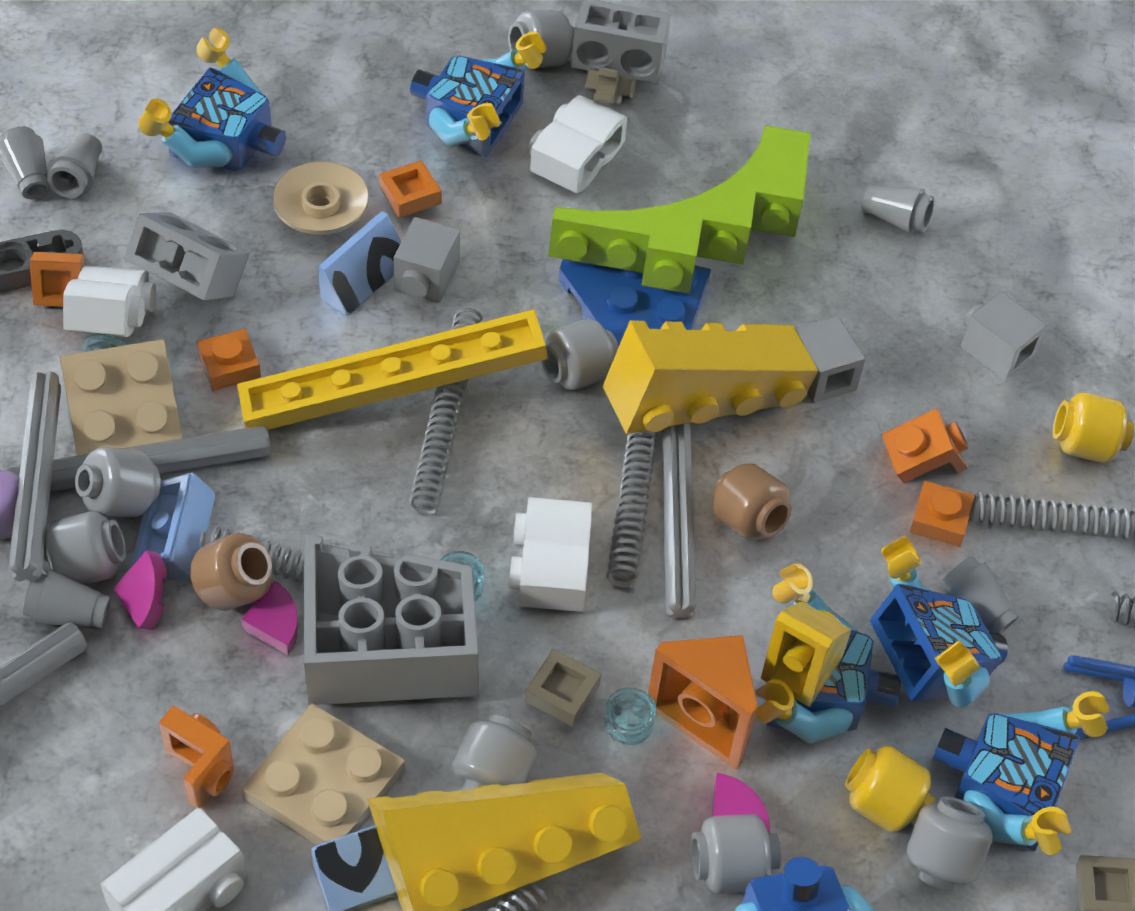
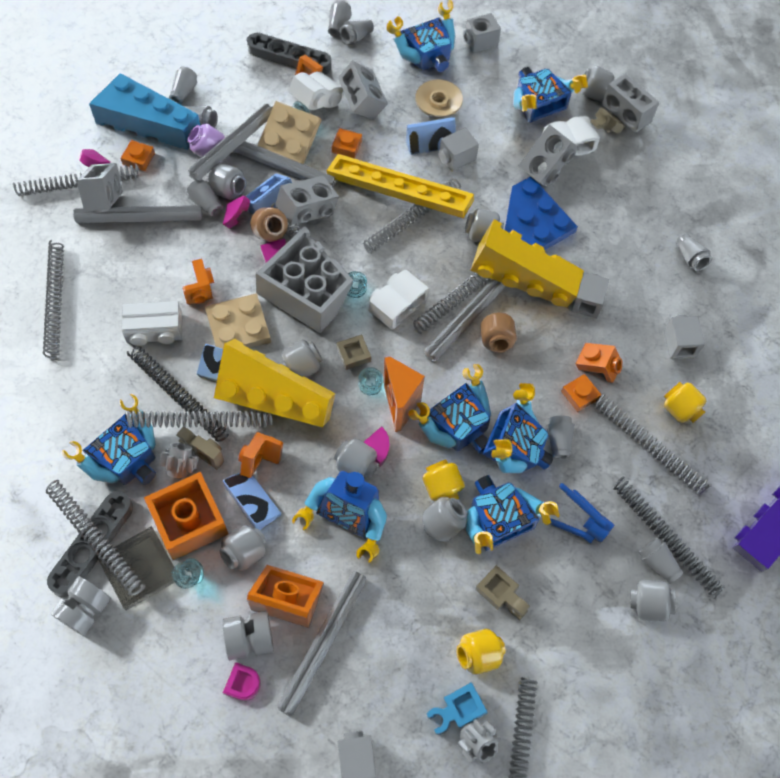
camera: 40 degrees right, 10 degrees up
(118, 482) = (257, 163): light grey head -> none
(263, 489) = (307, 200): none -> light grey brick
(293, 56) = (482, 32): none -> light grey brick
(410, 189) = (480, 116): orange plate -> none
(571, 185) = (543, 152): none -> light grey brick
(712, 225) = (592, 207): lime arch -> none
(805, 650) = (449, 399): yellow slope -> none

